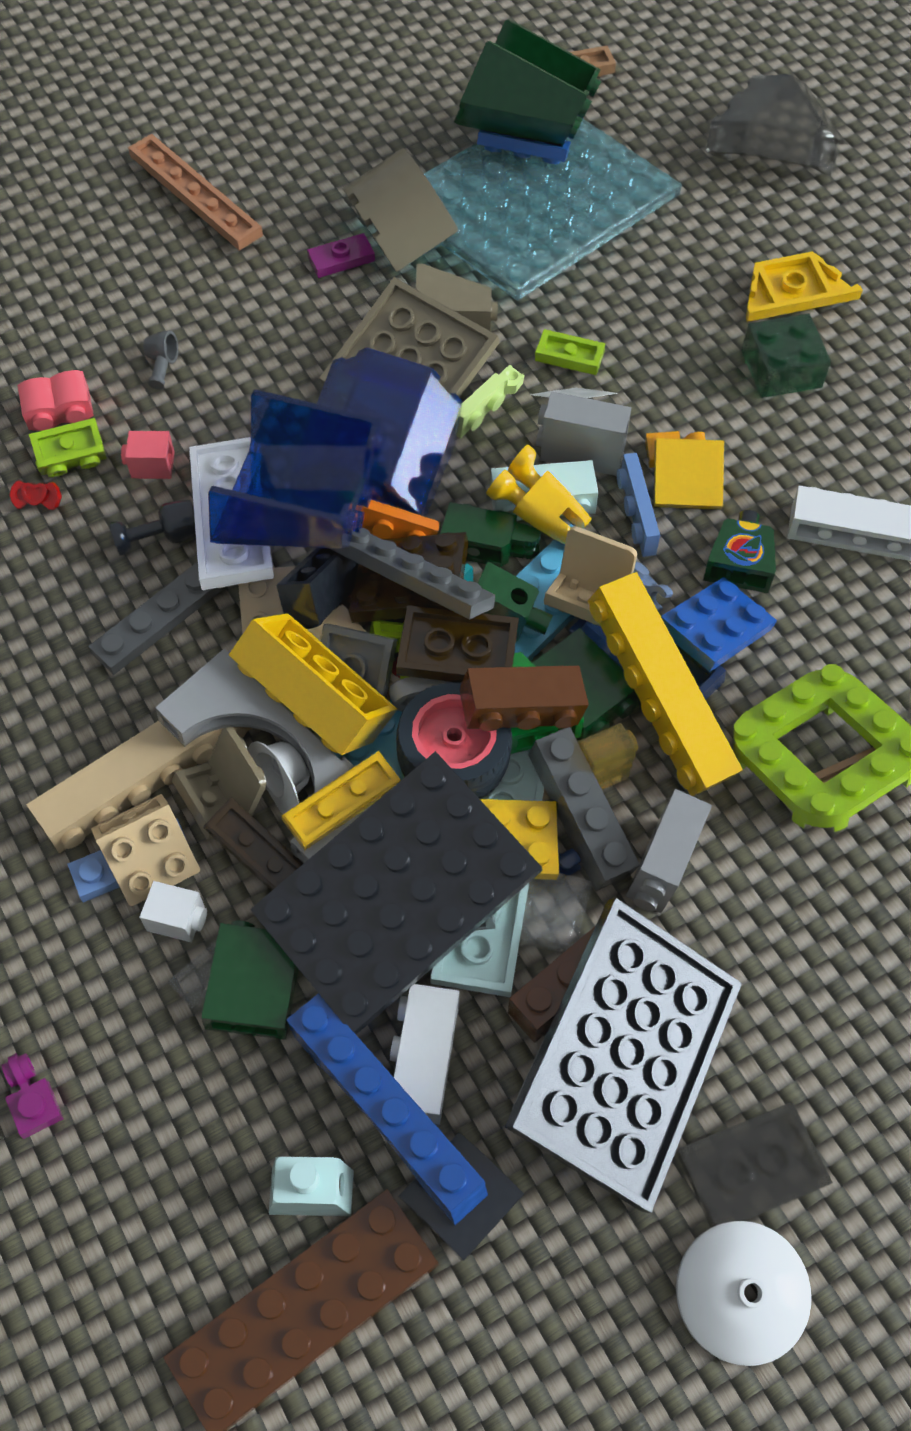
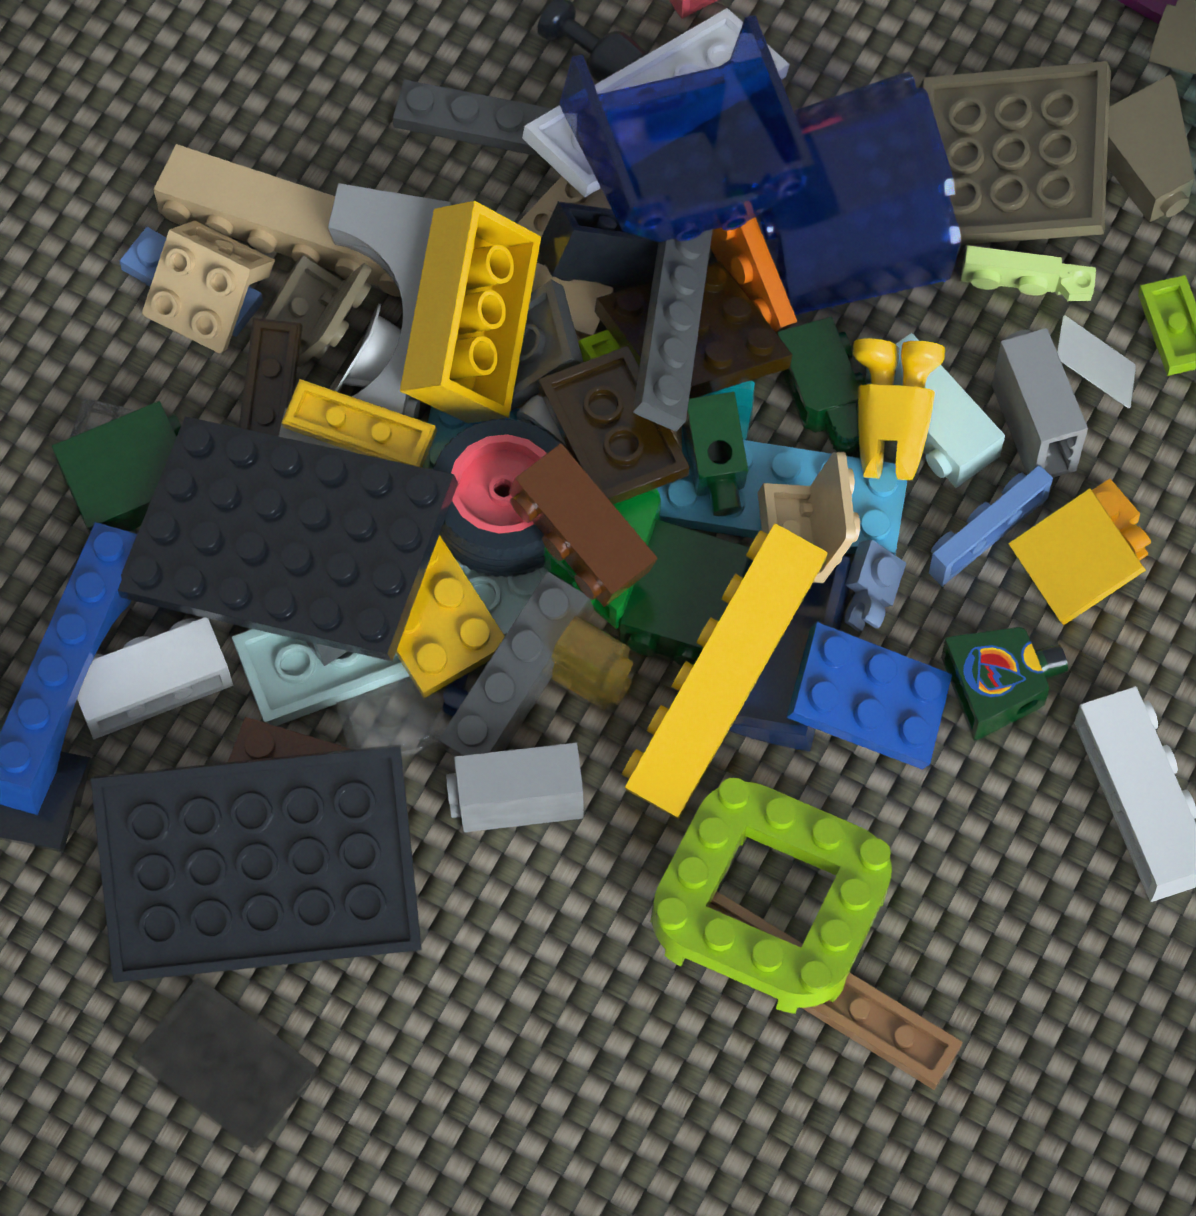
camera: 60 degrees right, 5 degrees up
(173, 912) = (155, 354): white brick -> none
(713, 1297) = (113, 1132): white dish -> none

